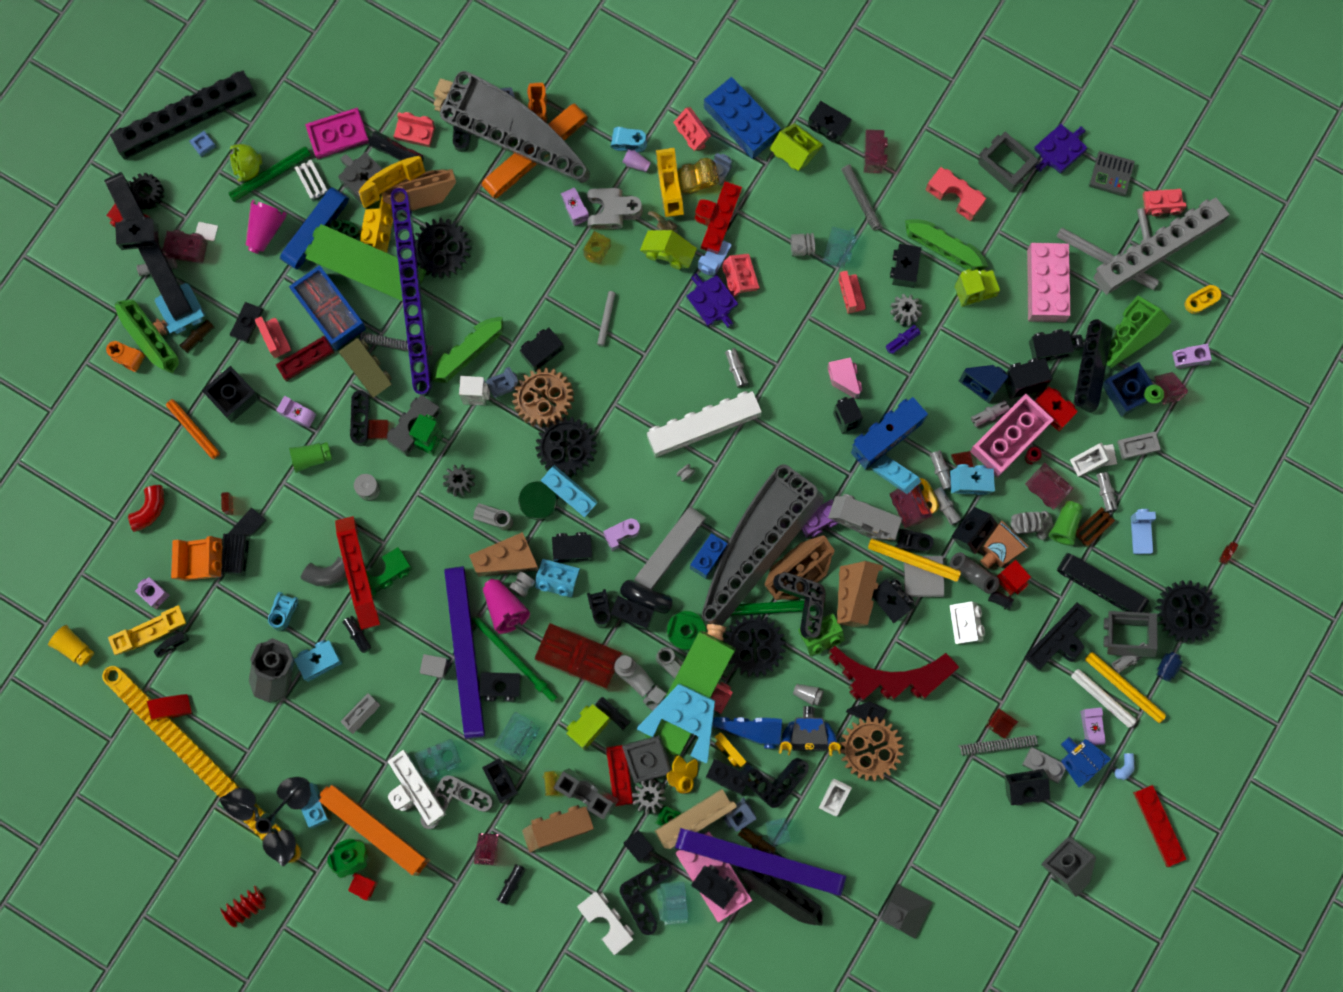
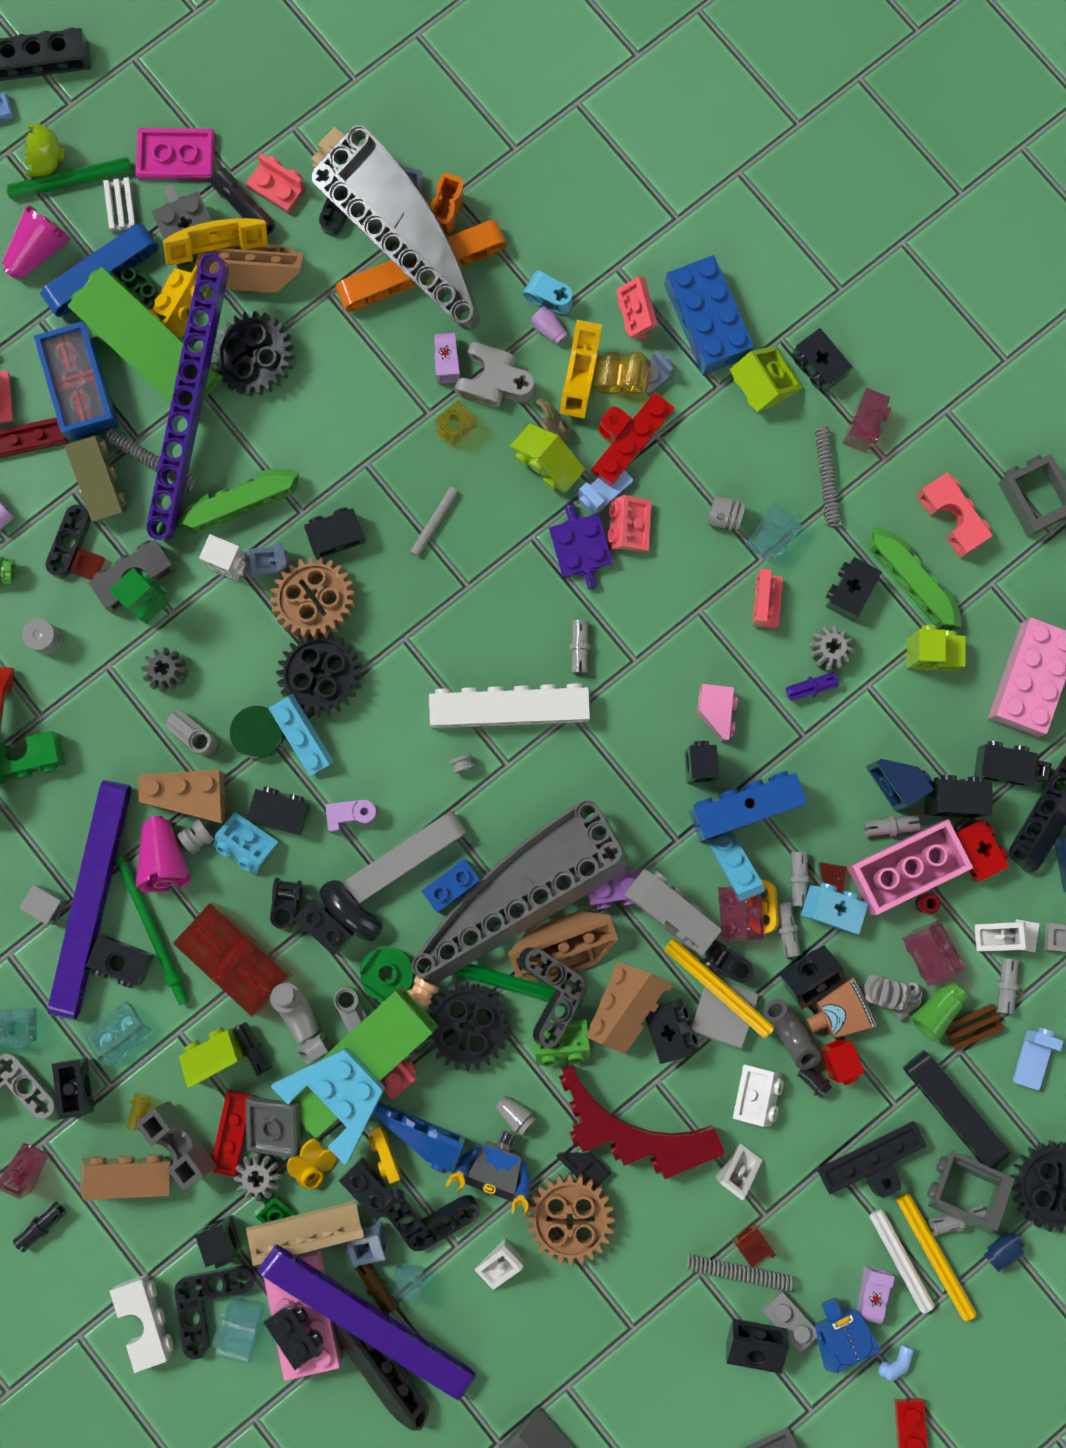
camera: 15 degrees right, 5 degrees up
(973, 677) = (739, 1171): none -> white slope

